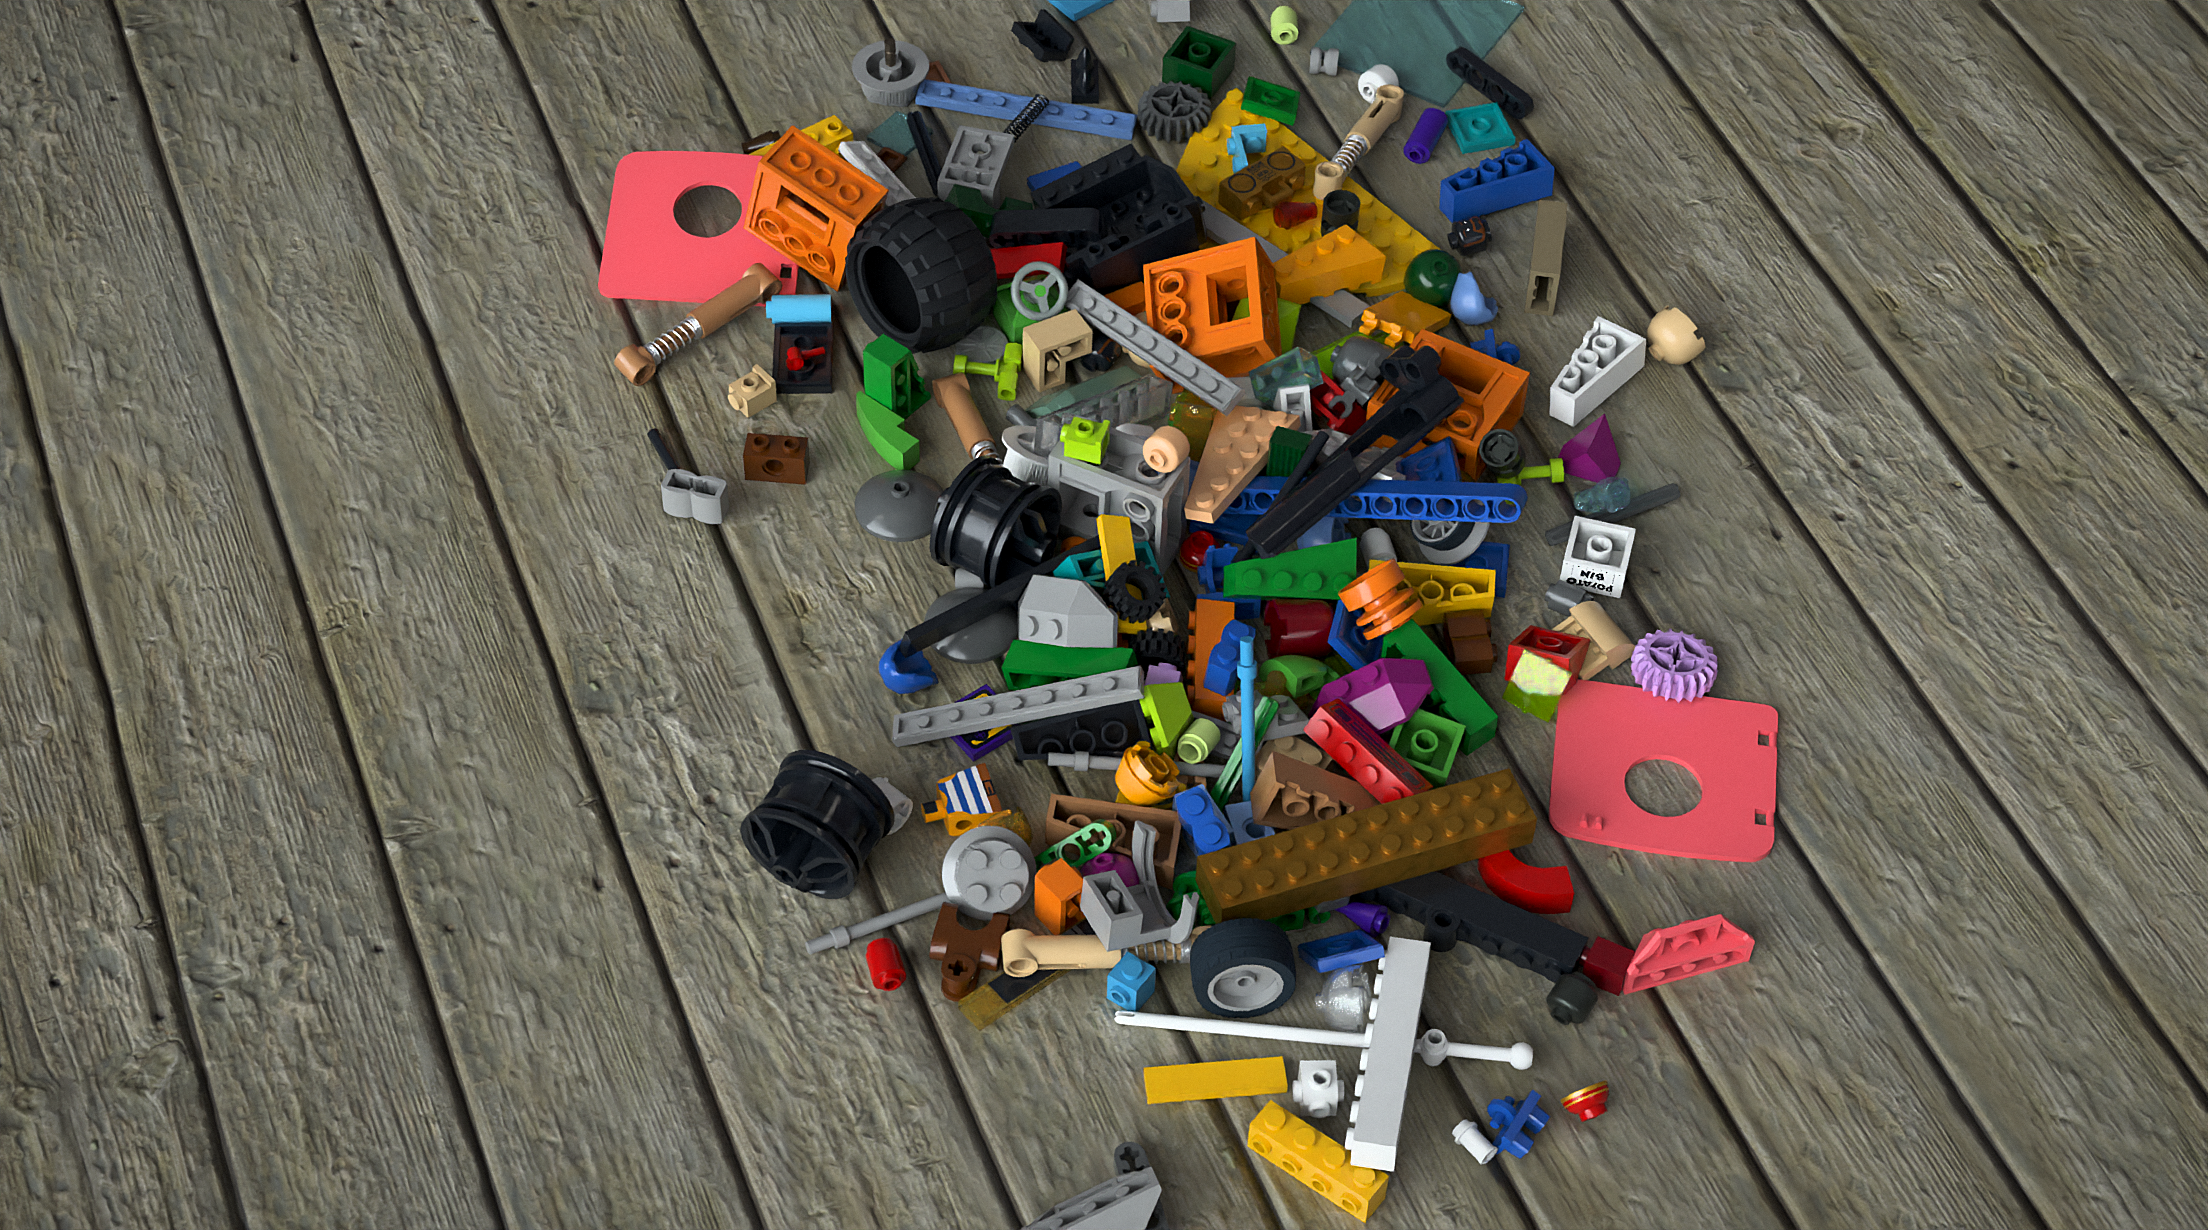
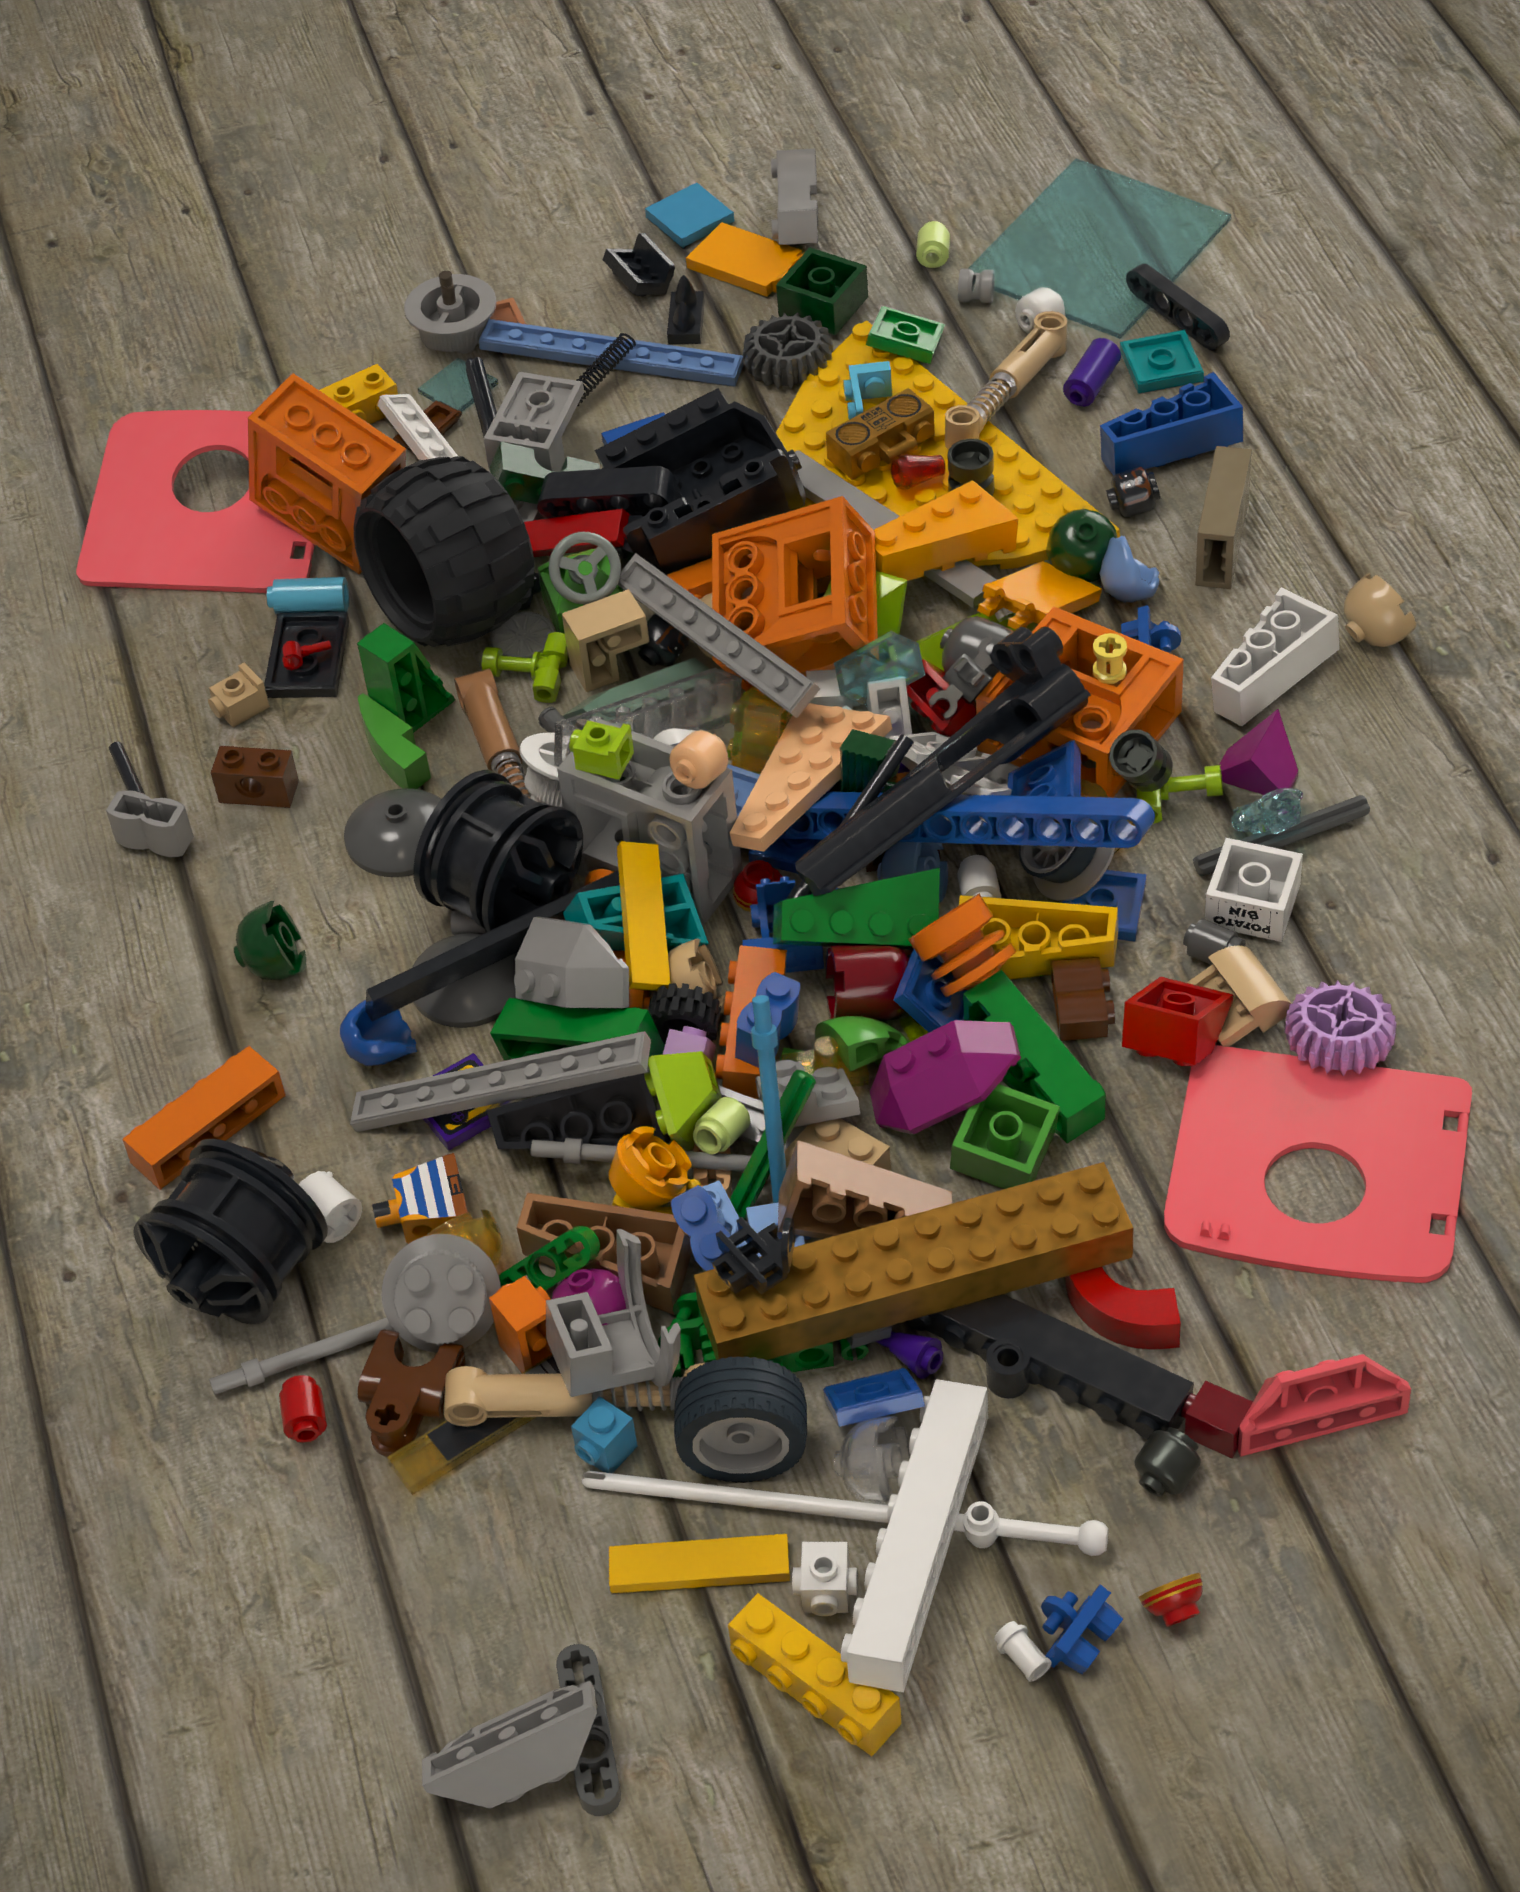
camera: 10 degrees right, 0 degrees up
(756, 286) = (255, 570): medium nougat piece -> none
(772, 734) = (209, 1110): none -> orange brick
(807, 595) = (268, 943): none -> dark green cylinder
(1129, 33) = (743, 259): none -> light orange tile
(1144, 581) = (662, 920): black tyre -> none
(1243, 851) = (745, 1262): none -> black piece
(1364, 753) = (923, 1142): red brick -> none
(1469, 371) = (1101, 650): none -> light yellow bush
(1536, 685) = (1159, 1054): clear neon green piece -> none

